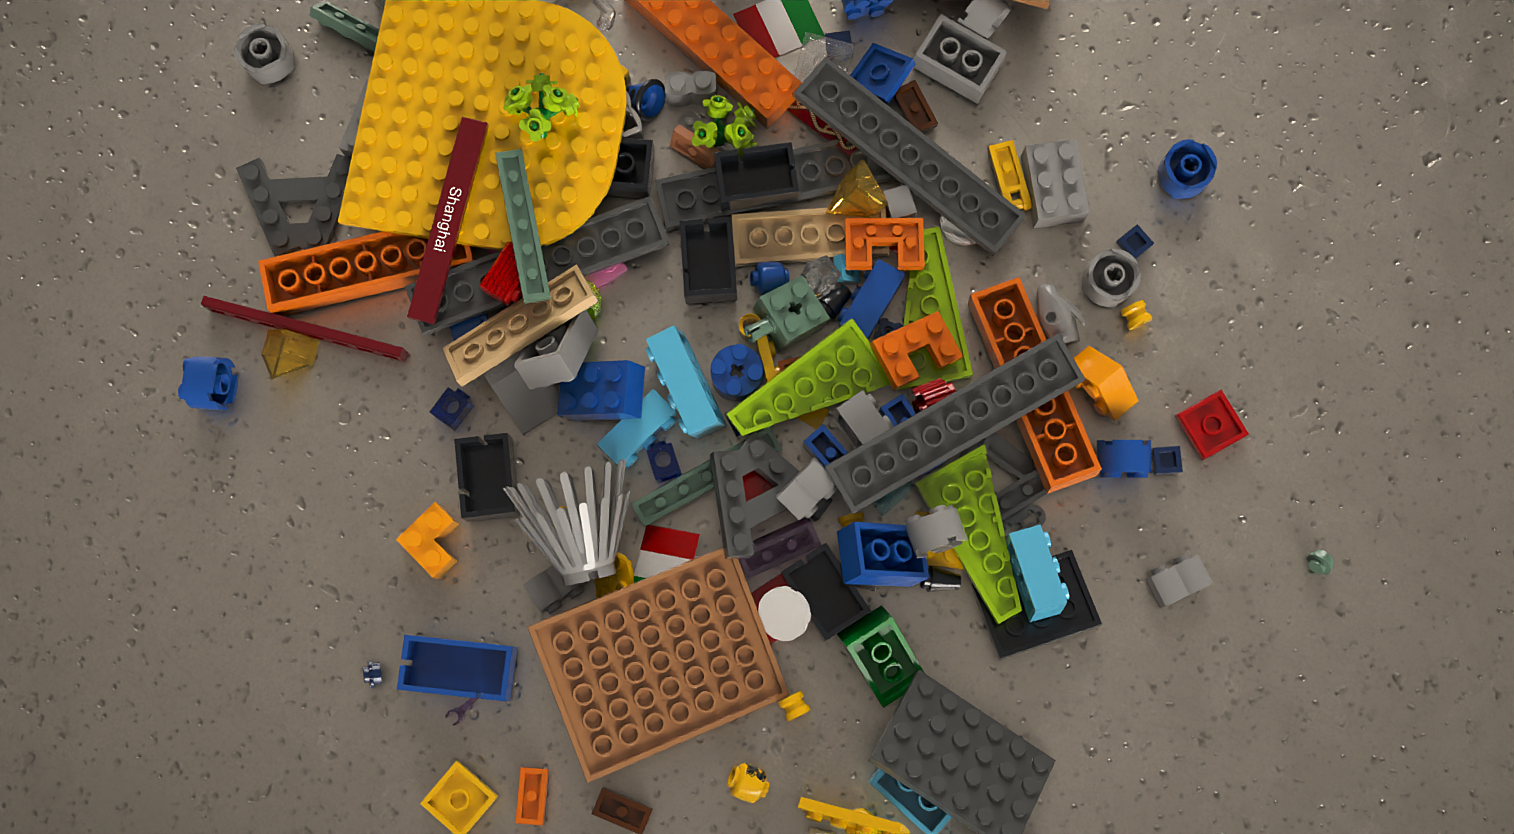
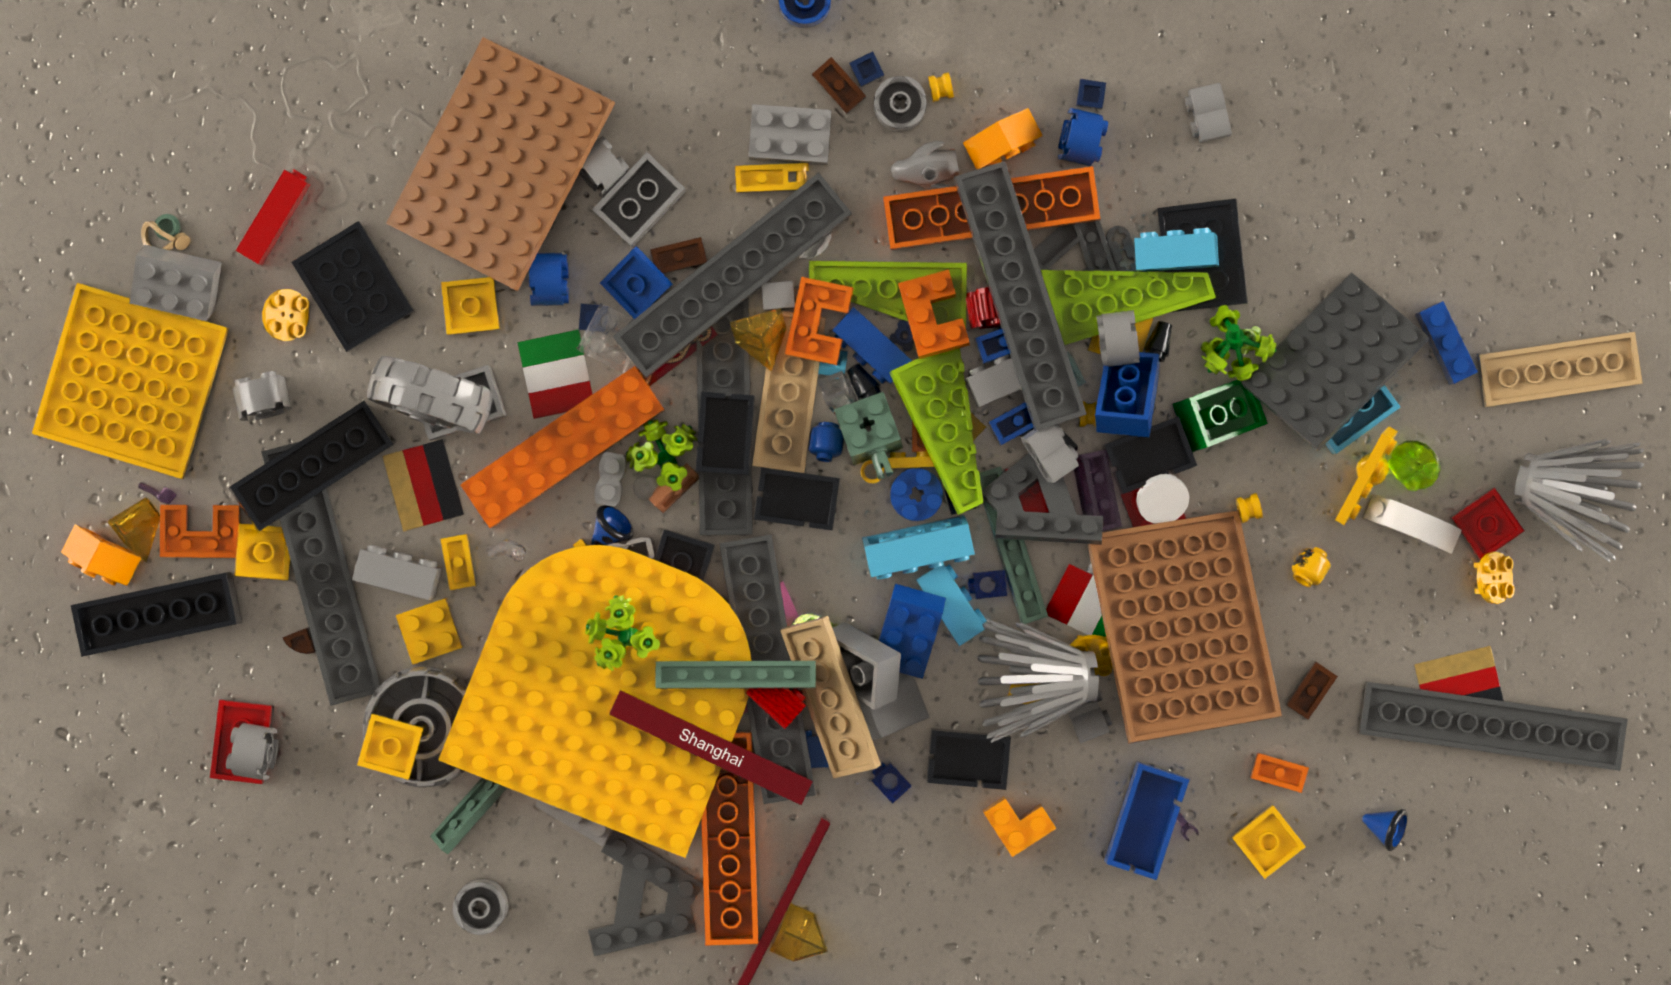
camera: 75 degrees left, 10 degrees up
(372, 673) = (1133, 903): dark blue plate -> none
(963, 667) = (1236, 339): none -> lime plant
(1112, 220) = (838, 85): none -> reddish brown plate
(1211, 425) = (1065, 41): red plate -> none

